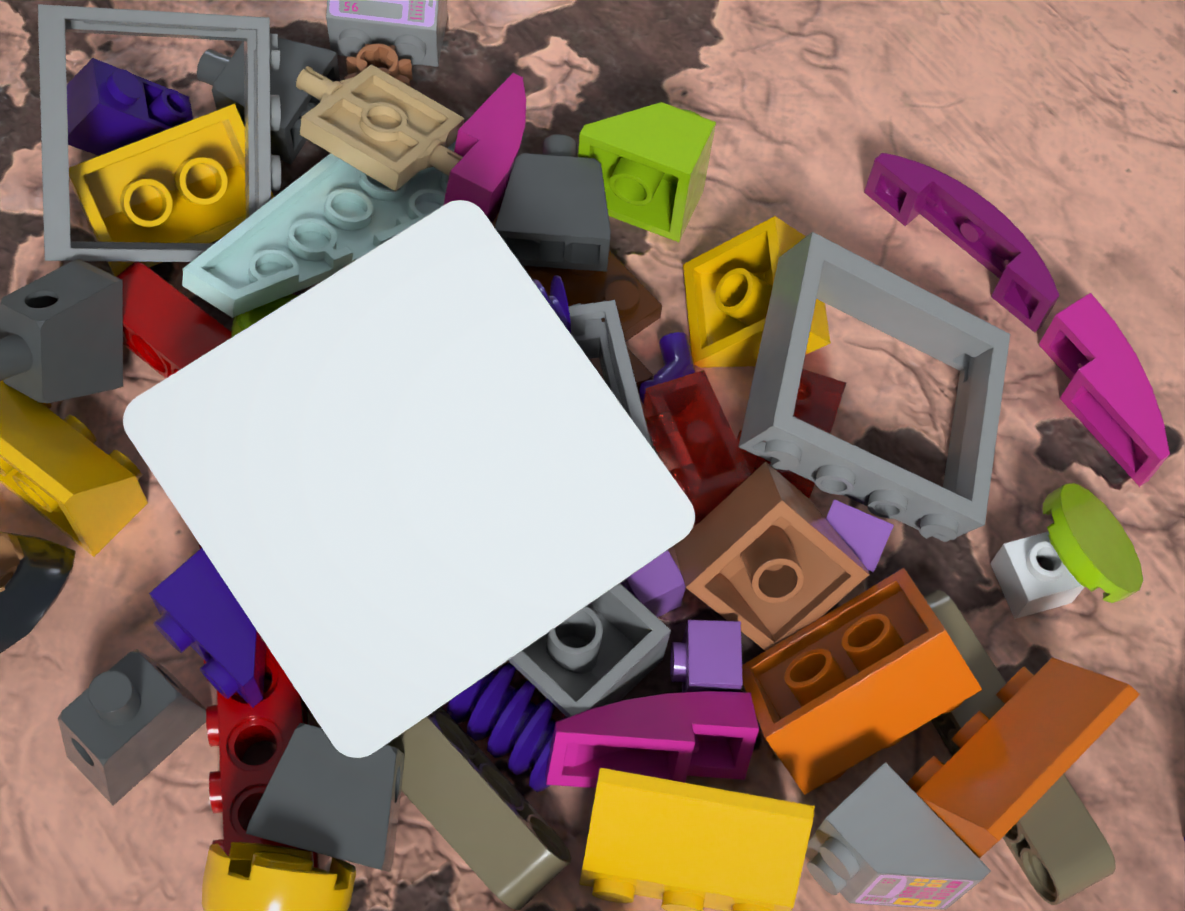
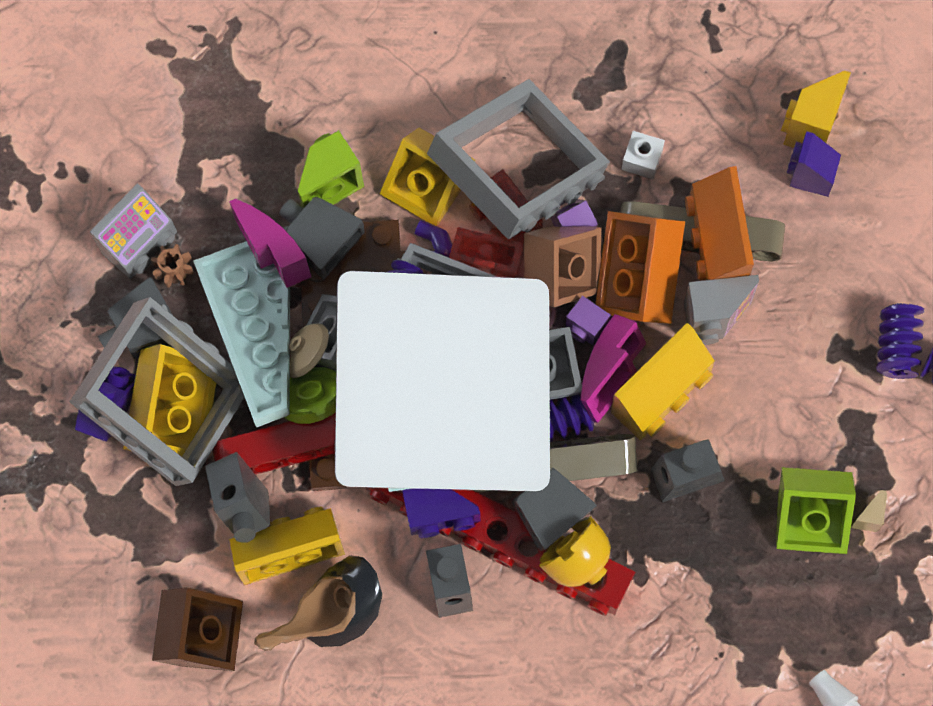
camera: 45 degrees left, 10 degrees up
(379, 125) = (218, 282): tan plate -> none
(975, 225) = (504, 49): magenta slope -> none
(1092, 543) = (648, 122): lime tile -> none
(1108, 387) = (581, 54): dark pink slope -> none

